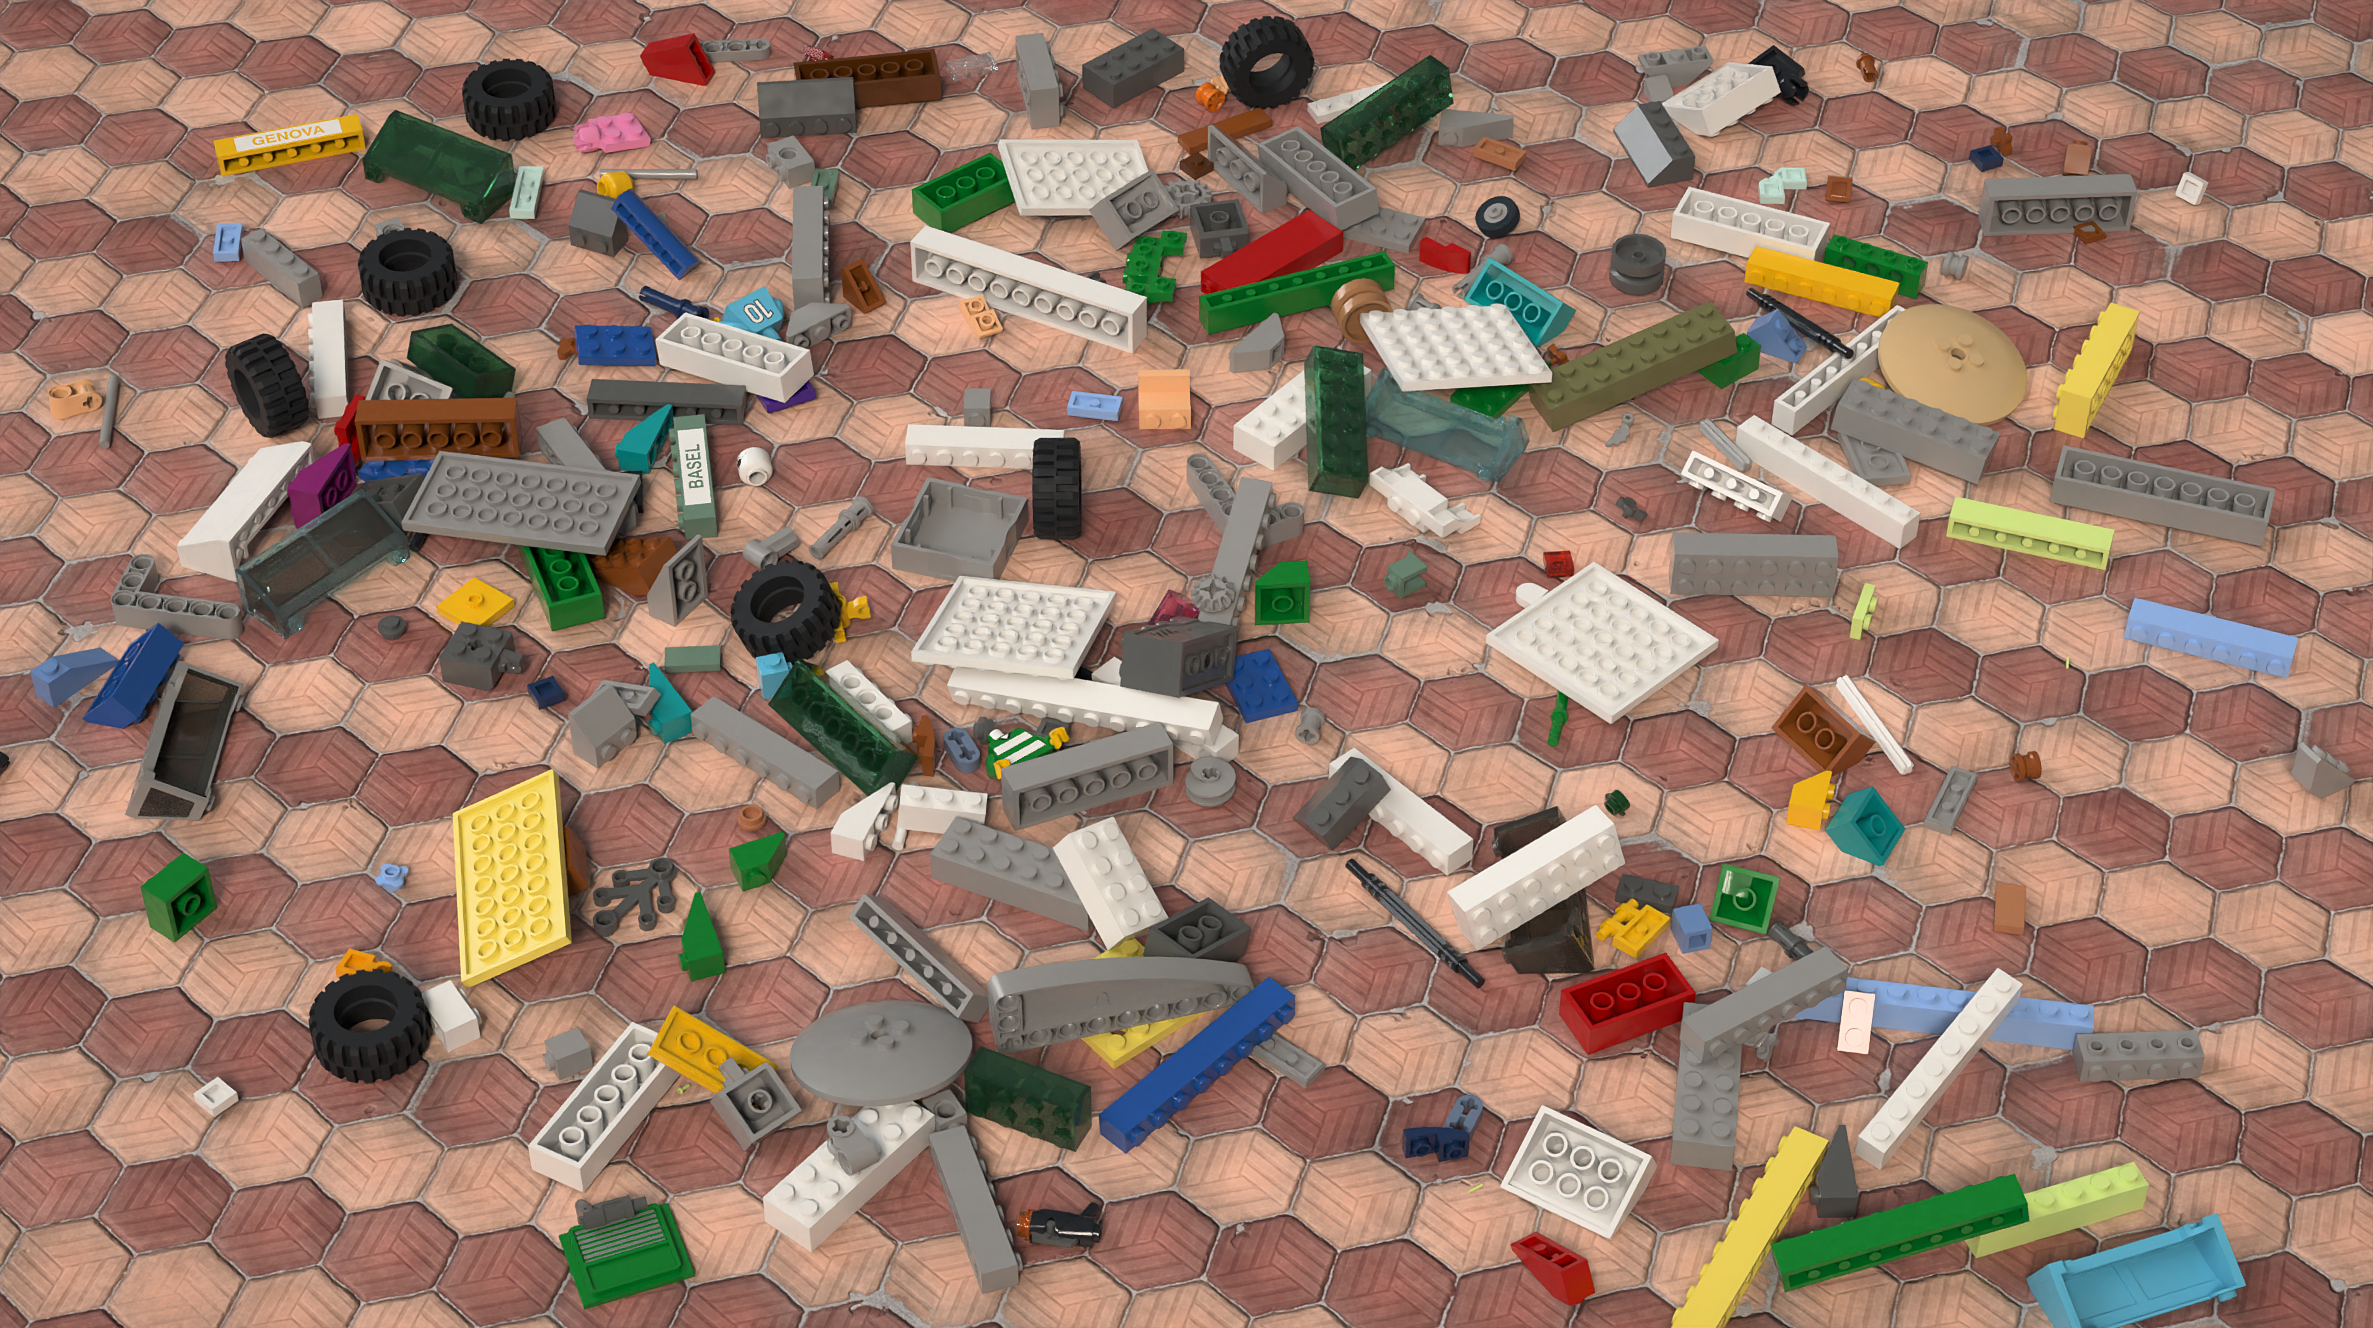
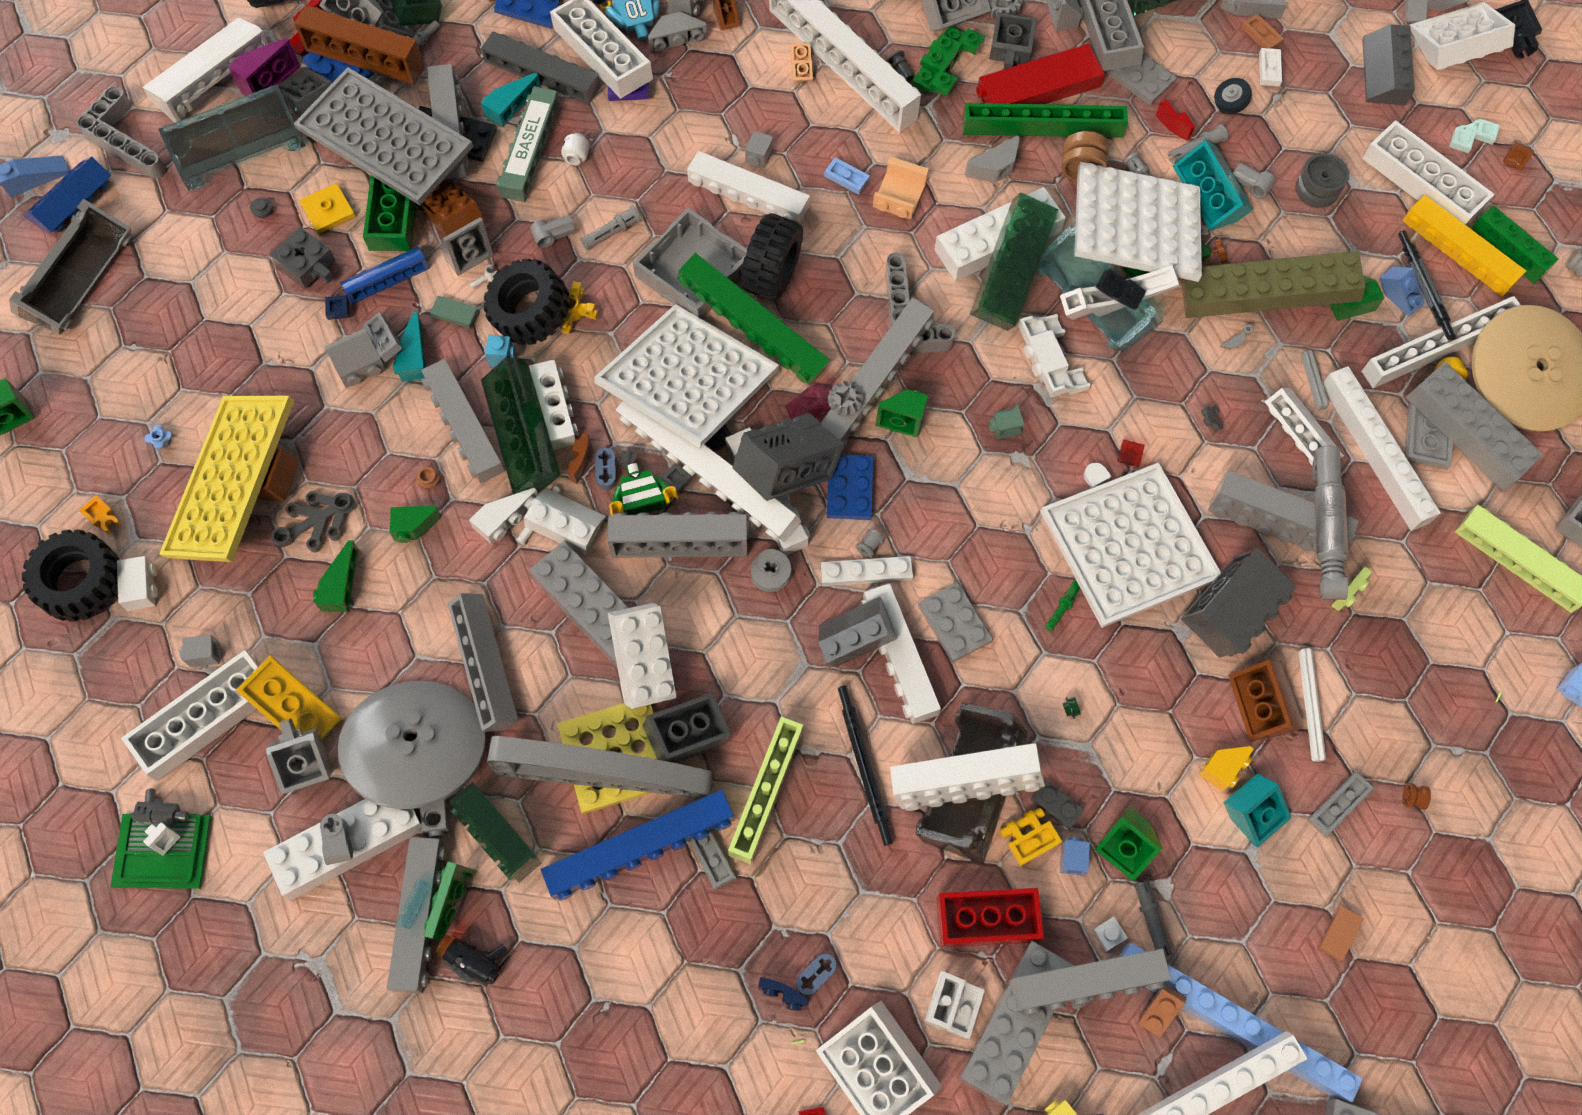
camera: 20 degrees right, 25 degrees up
(588, 646) = (384, 275): none -> blue brick
(627, 1228) = (160, 838): none -> white tile
(715, 614) = (487, 276): none -> white hand
(970, 1185) = (413, 904): none -> clear light blue axle
(1005, 1170) = (450, 890): none -> green wing
(1062, 556) = (752, 319): none -> green brick
(1317, 754) = (866, 571): none -> white plate
(1317, 971) = (765, 790): none -> yellowish green brick
(1445, 770) = (955, 622): none -> light grey plate
(1465, 422) = (1091, 300): none -> white arch
(1471, 409) = (1120, 290): none -> black slope
(1525, 181) = (1270, 67): none -> white plate
(1569, 287) = (1258, 183): none -> light grey piece
(1630, 1092) = (954, 1005): none -> white brick
(1748, 650) = (1239, 603): none -> dark grey piece
(1805, 538) = (1330, 523): none -> piece

